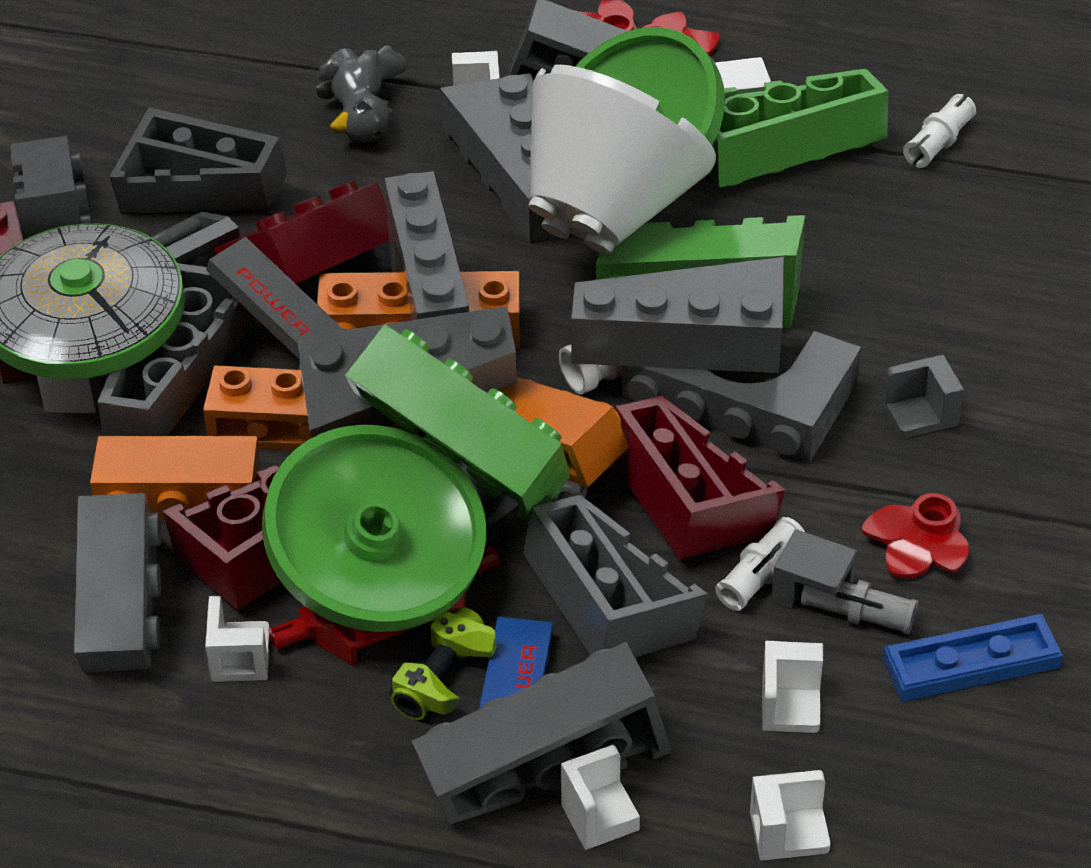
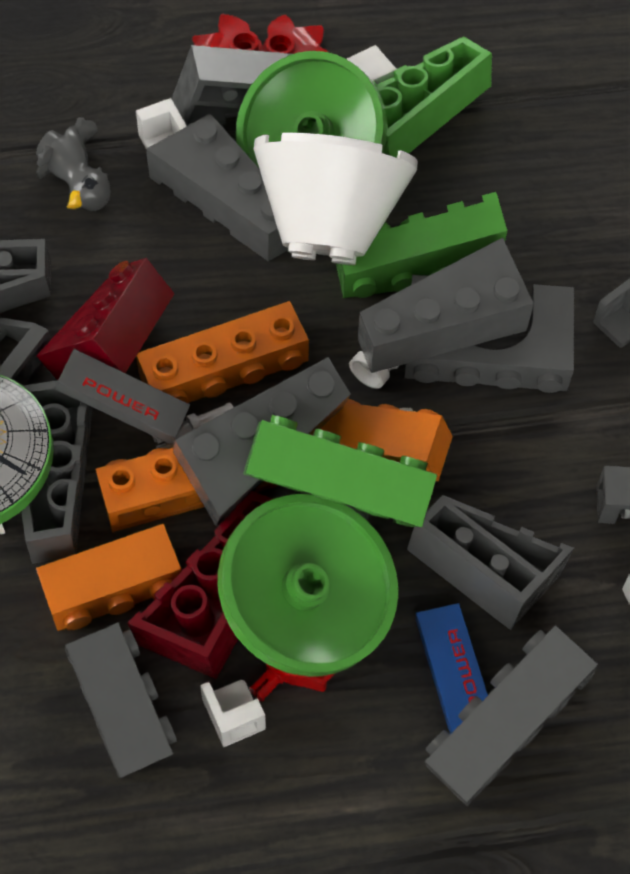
camera: 25 degrees left, 15 degrees up
(423, 246) = (207, 299): dark grey arch -> none
(454, 635) = (389, 699): lime piece -> none
(597, 798) = (568, 749): white panel -> none
(689, 484) = (504, 449): dark red wedge -> none
(741, 581) = (581, 496): white pin -> none
(939, 130) = (525, 68): white pin -> none

